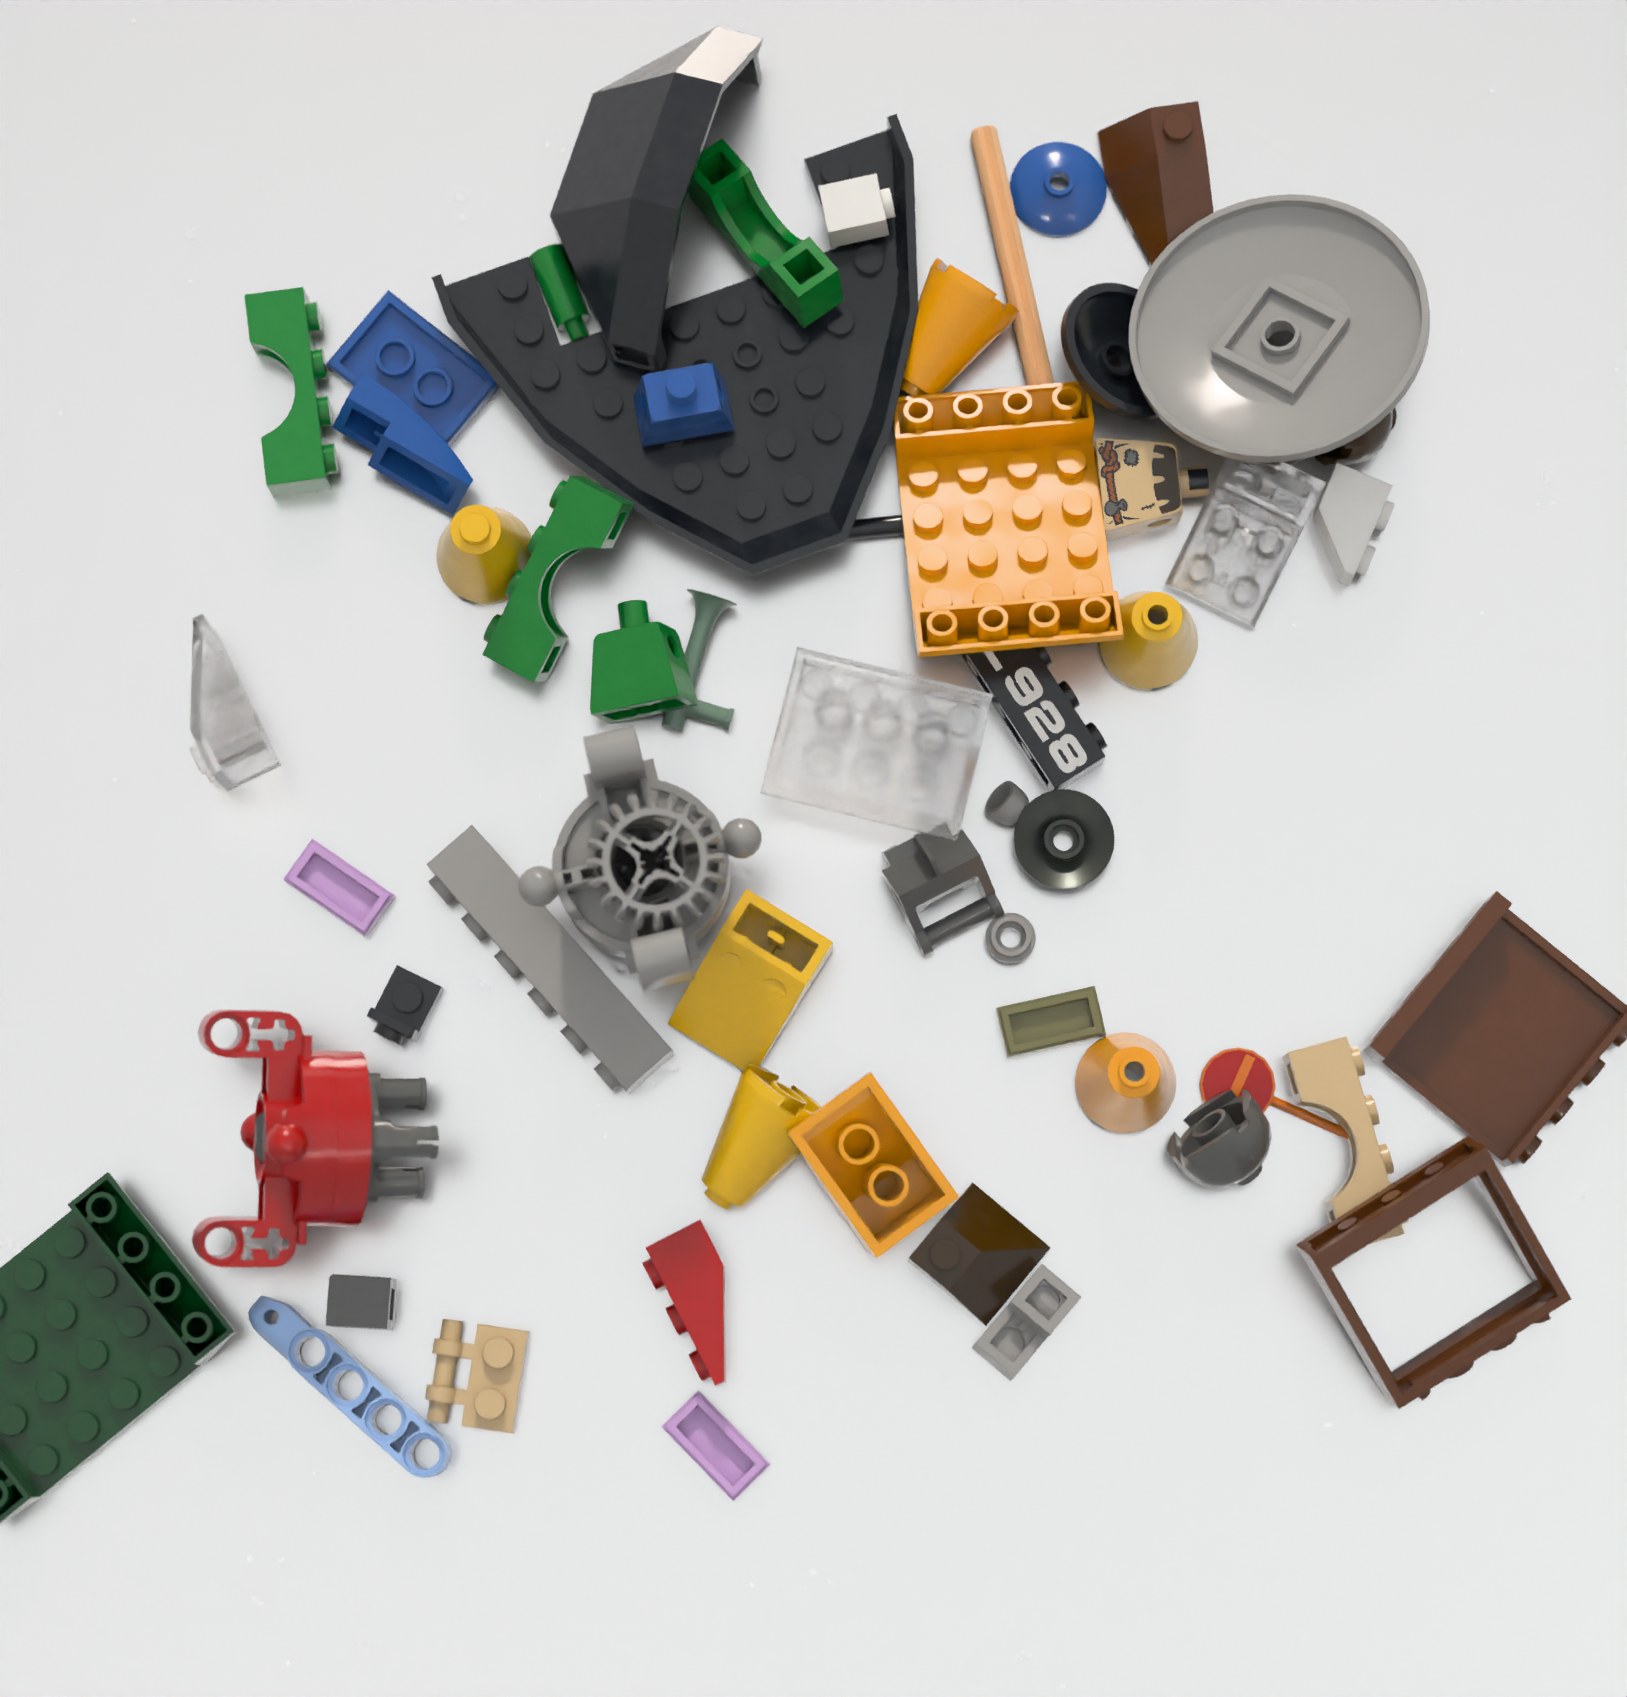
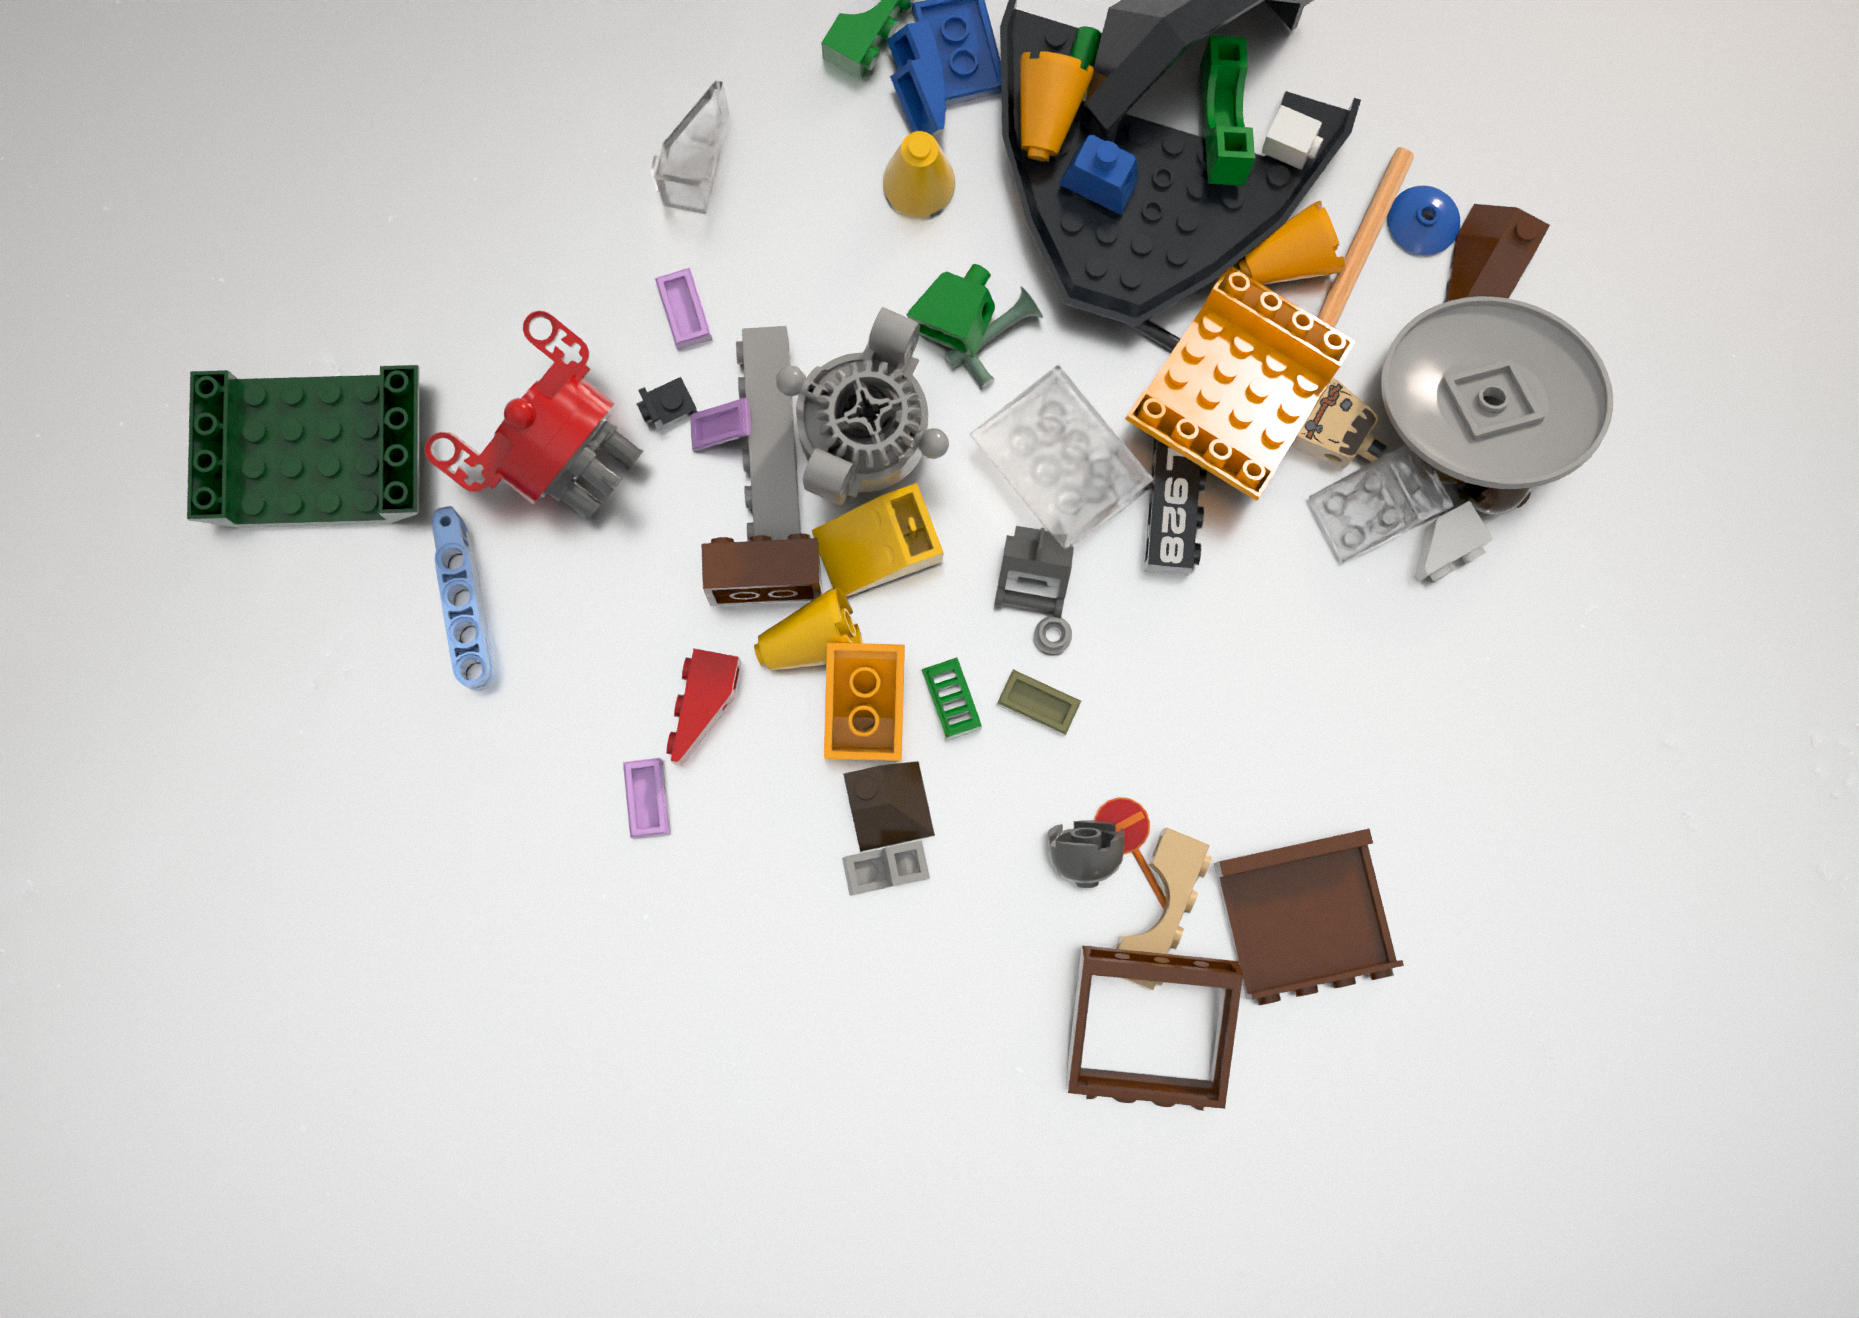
camera: 30 degrees right, 0 degrees up
(361, 1302) = (506, 554): dark grey panel -> none
(483, 985) = (720, 424): none -> lavender tile
(493, 1377) = (548, 658): tan plate -> none
(527, 633) = (907, 239): green arch -> none
(568, 368) = (1049, 100): none -> light orange cone
(654, 1107) = (761, 570): none -> reddish brown slope
(999, 1095) = (962, 727): none -> green slope
(1006, 803) = (1113, 555): light grey hinge -> none
(1070, 814) = (1132, 581): pearl dark grey dish -> none
(1098, 348) = (1374, 326): black dish -> none
(1111, 1097) = (1045, 783): light orange cone -> none
(1156, 641) = (1275, 523): yellow cone -> none

